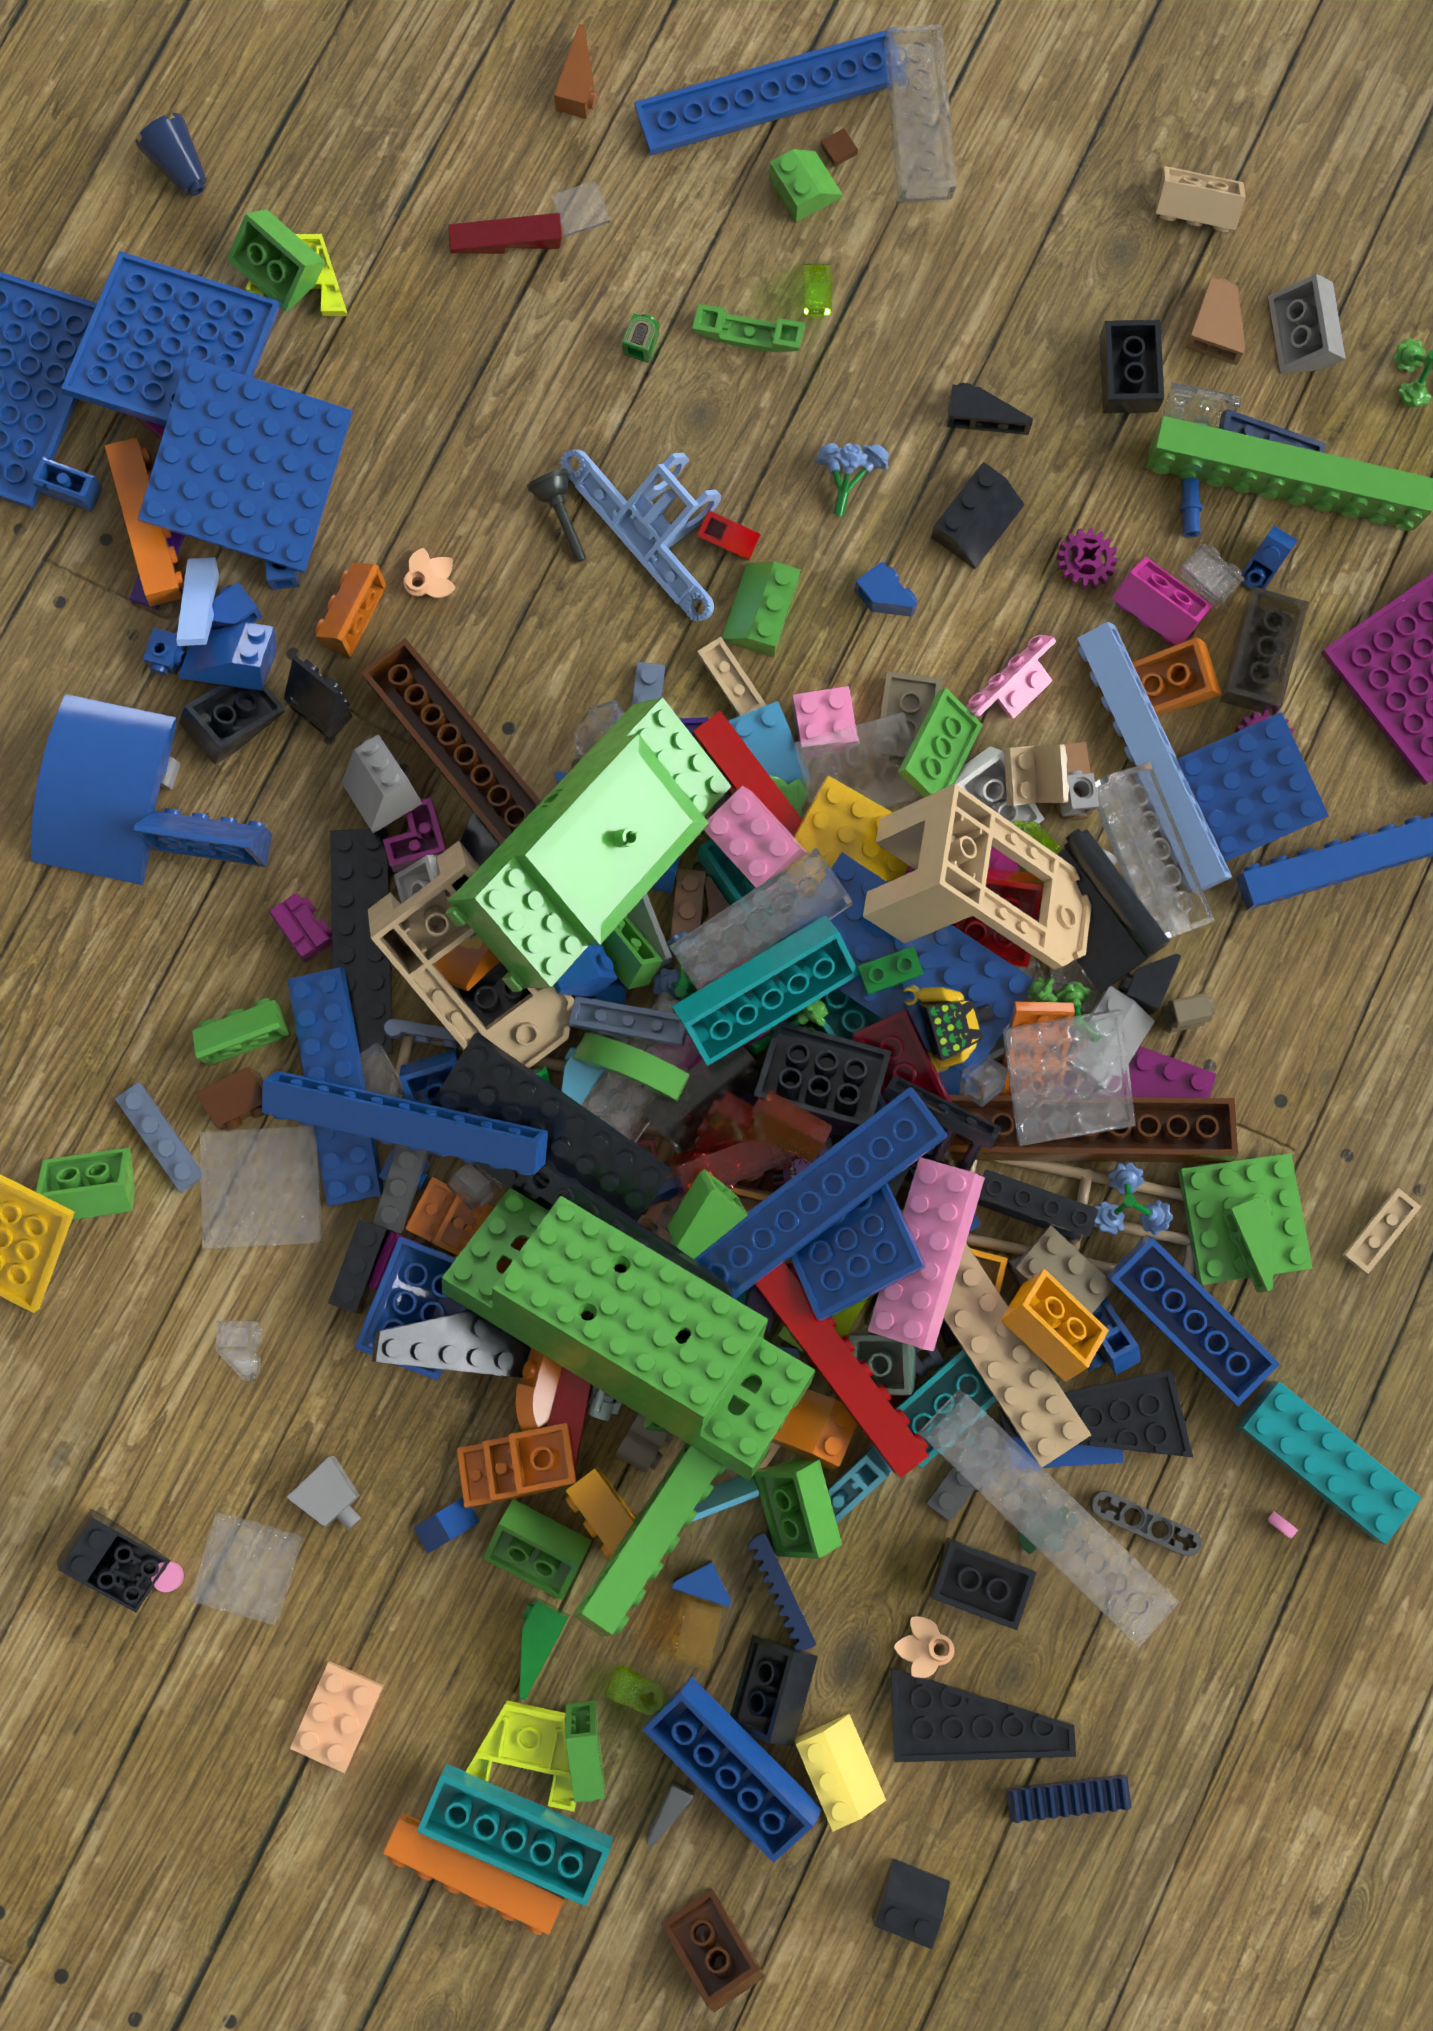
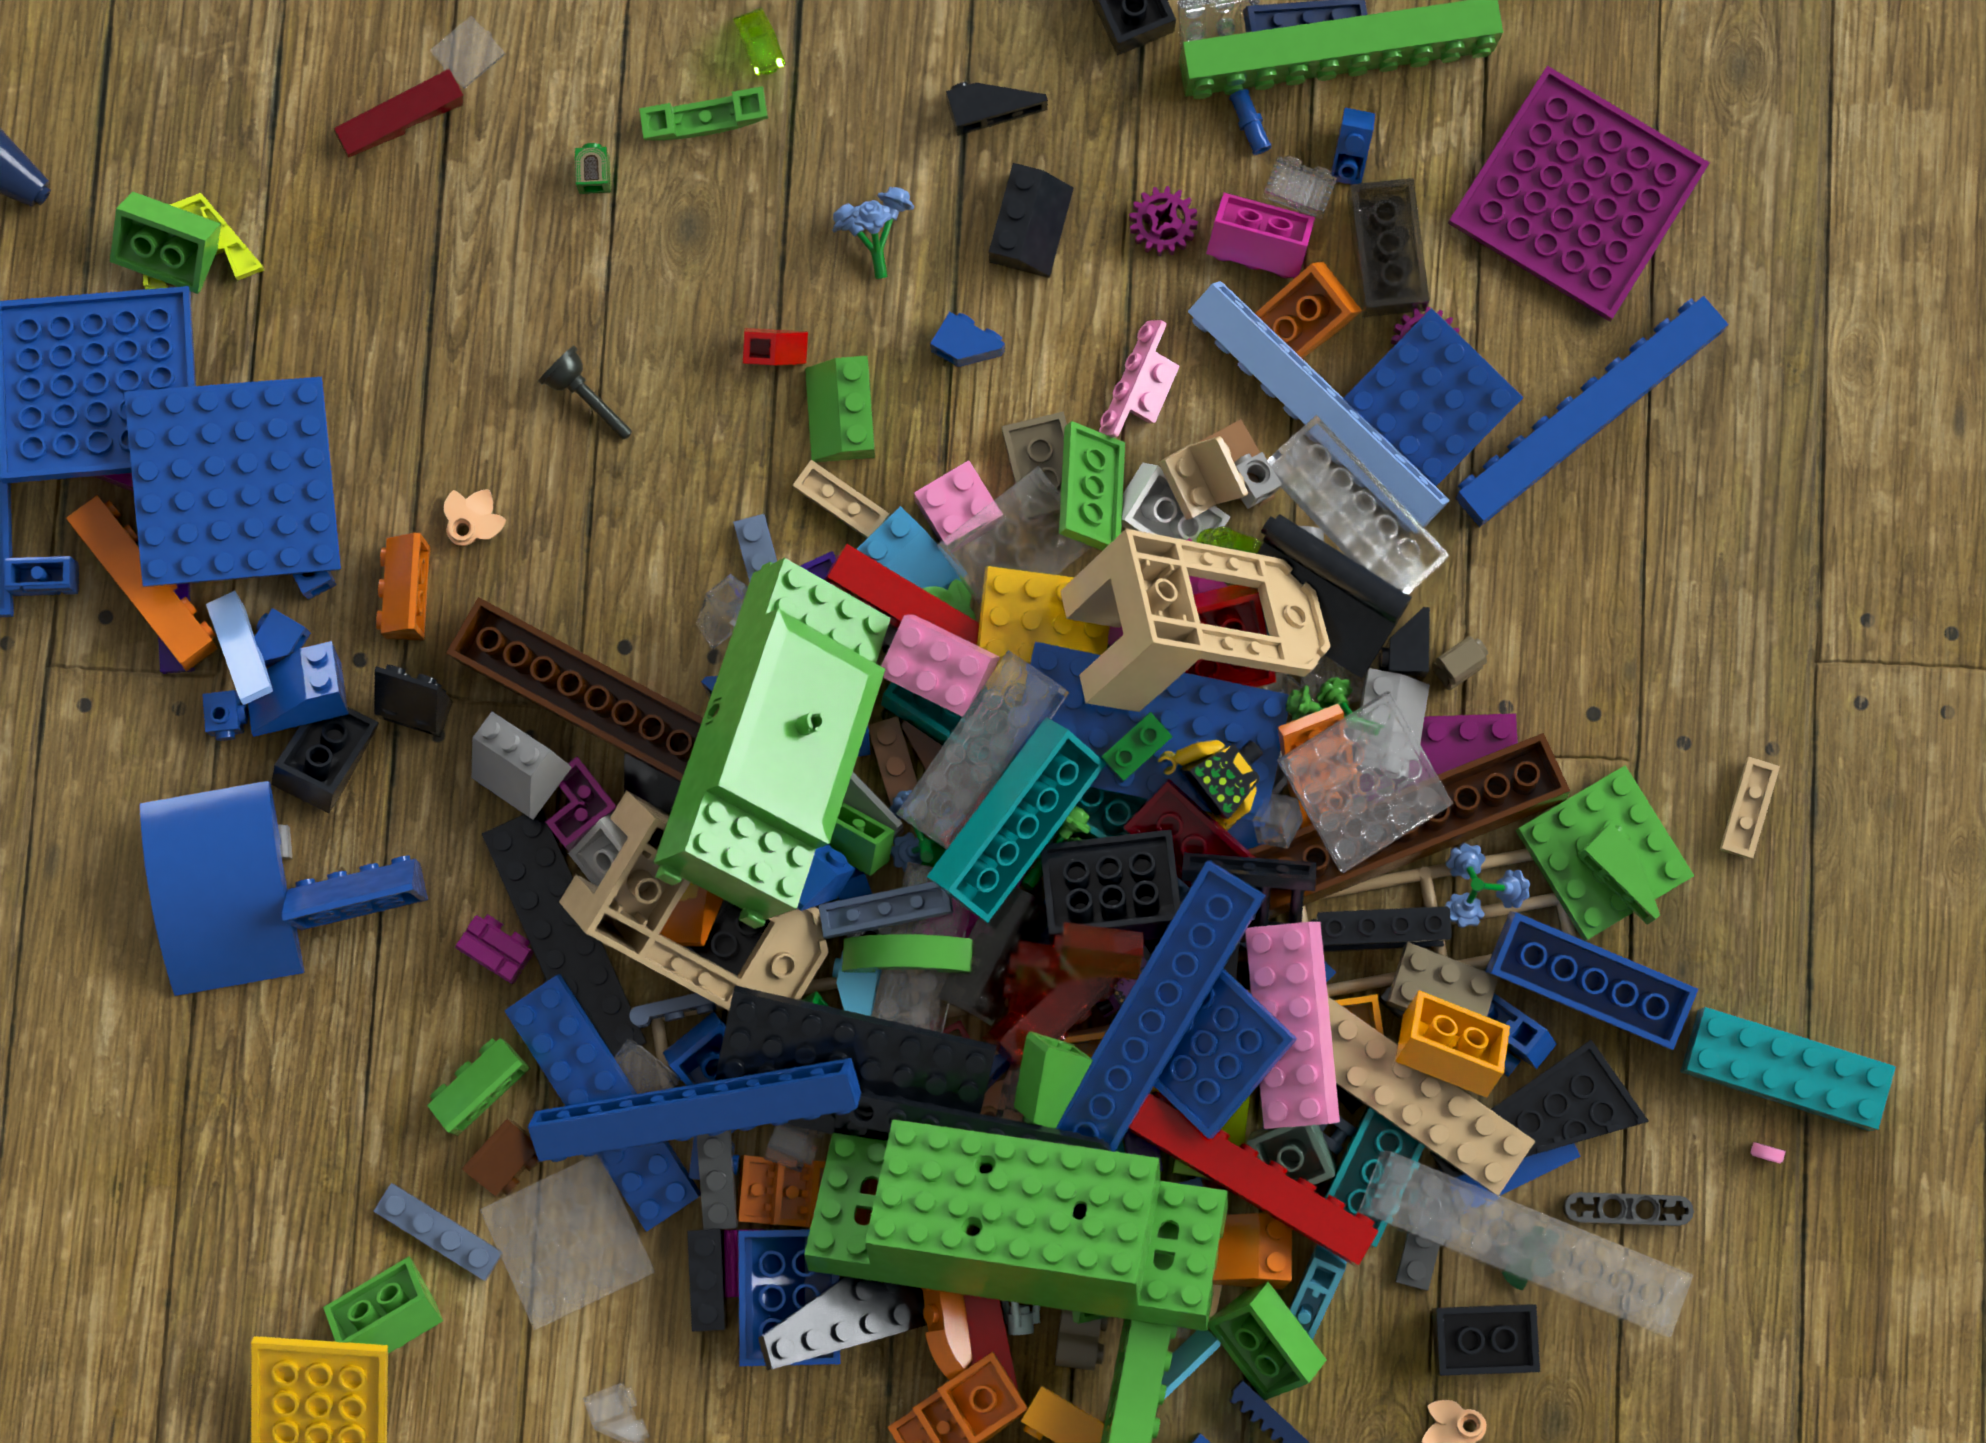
camera: 20 degrees left, 0 degrees up
(643, 525) = (681, 373): light blue piece -> none

